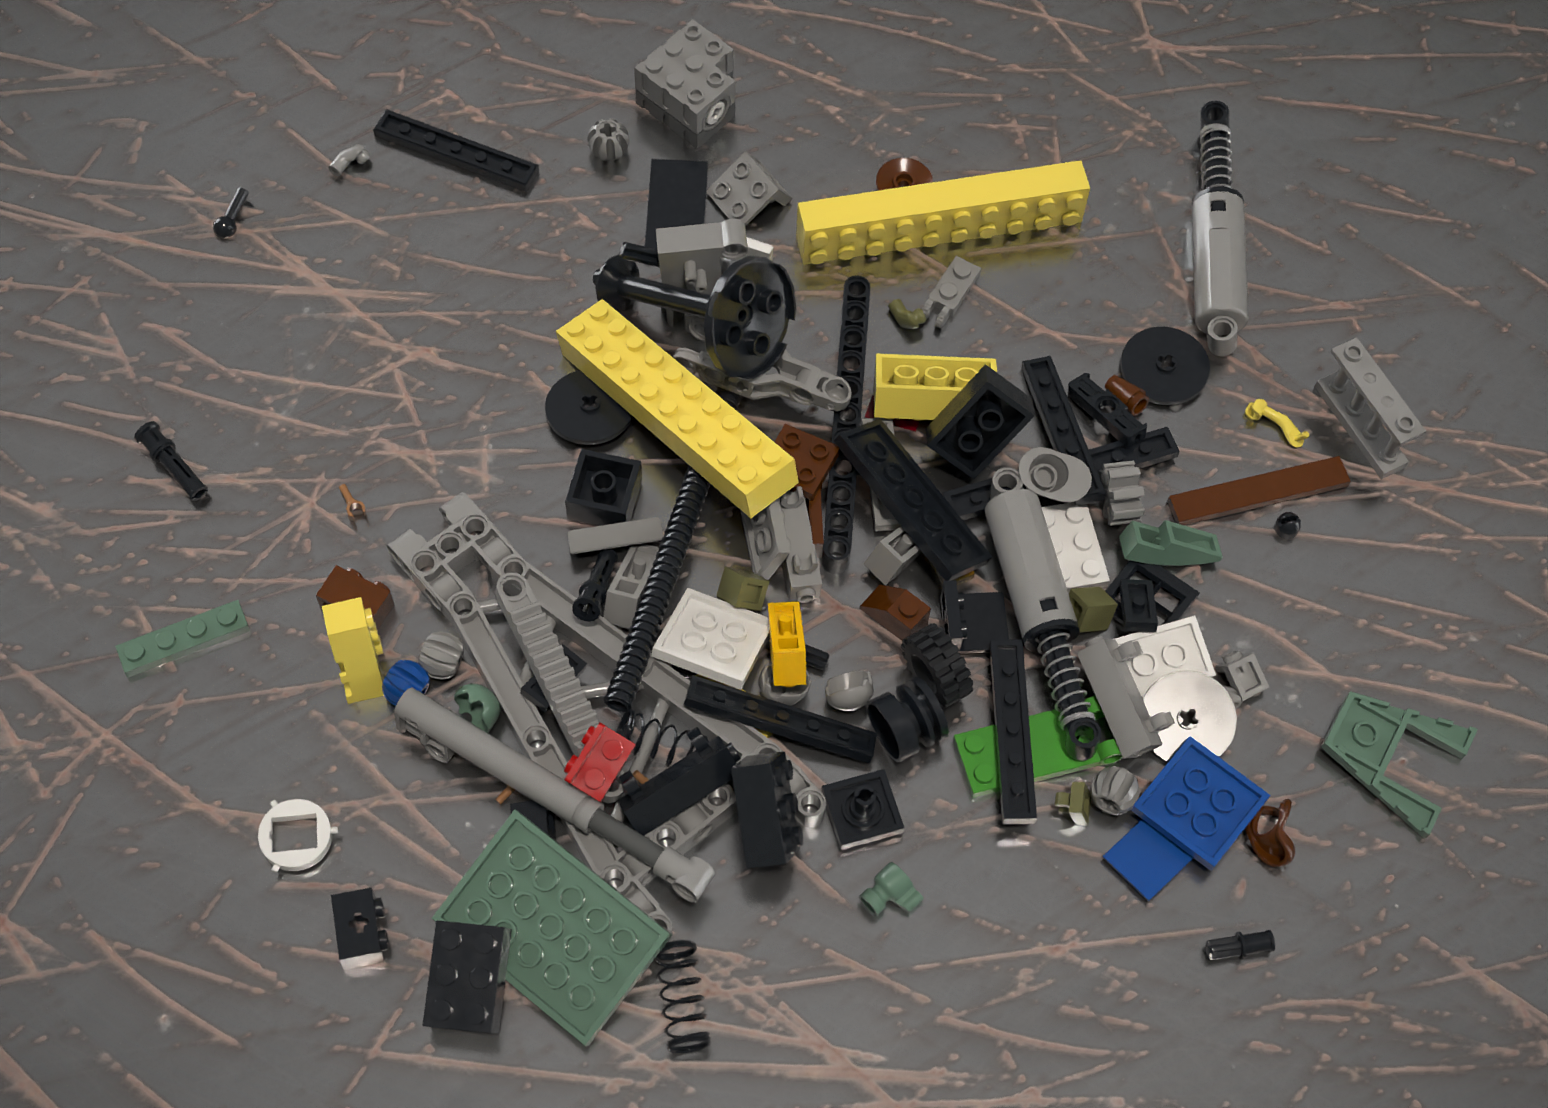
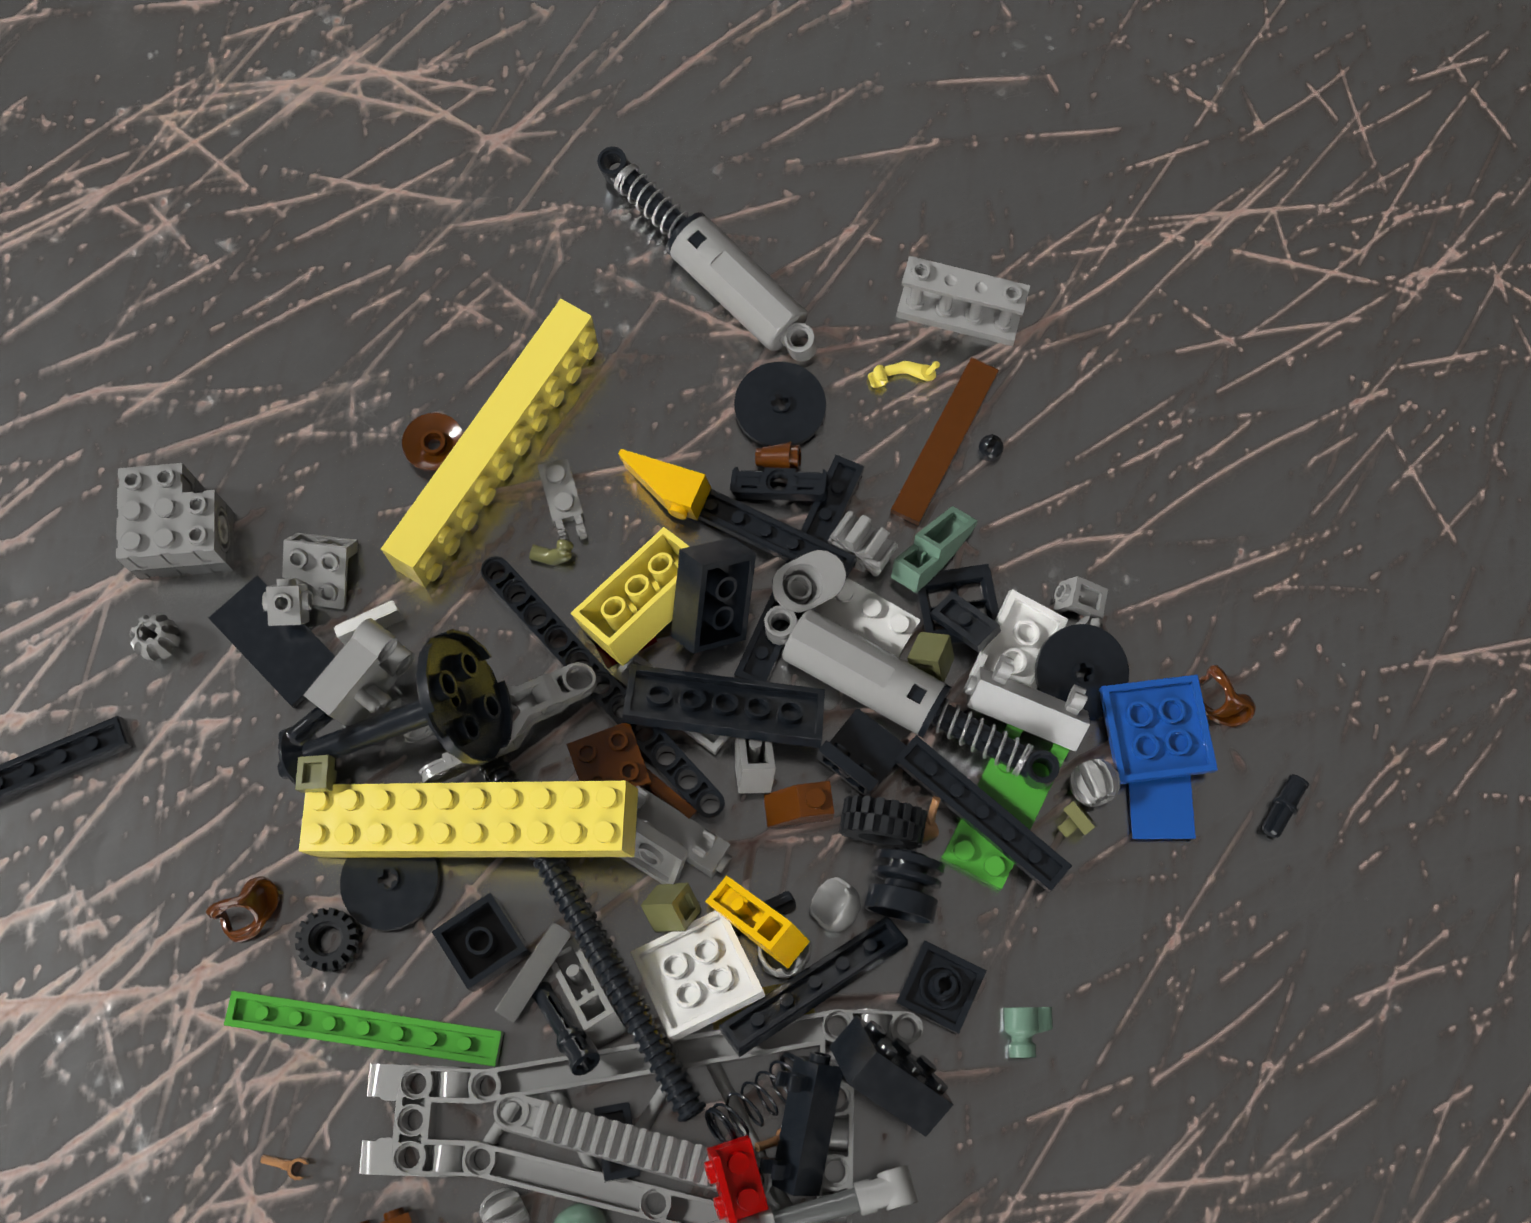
camera: 45 degrees left, 10 degrees up
(481, 473) = (364, 1028): none -> bright green plate
(504, 338) = (259, 897): none -> reddish brown piece
(516, 388) = (308, 940): none -> black tyre
(614, 294) = (315, 774): none -> olive tile
(707, 188) = (287, 602): none -> light grey brick
(965, 709) = (931, 828): none -> medium nougat hand
(1032, 345) = (675, 487): none -> yellow slope
(1366, 739) = (1208, 563): sand green wing -> none

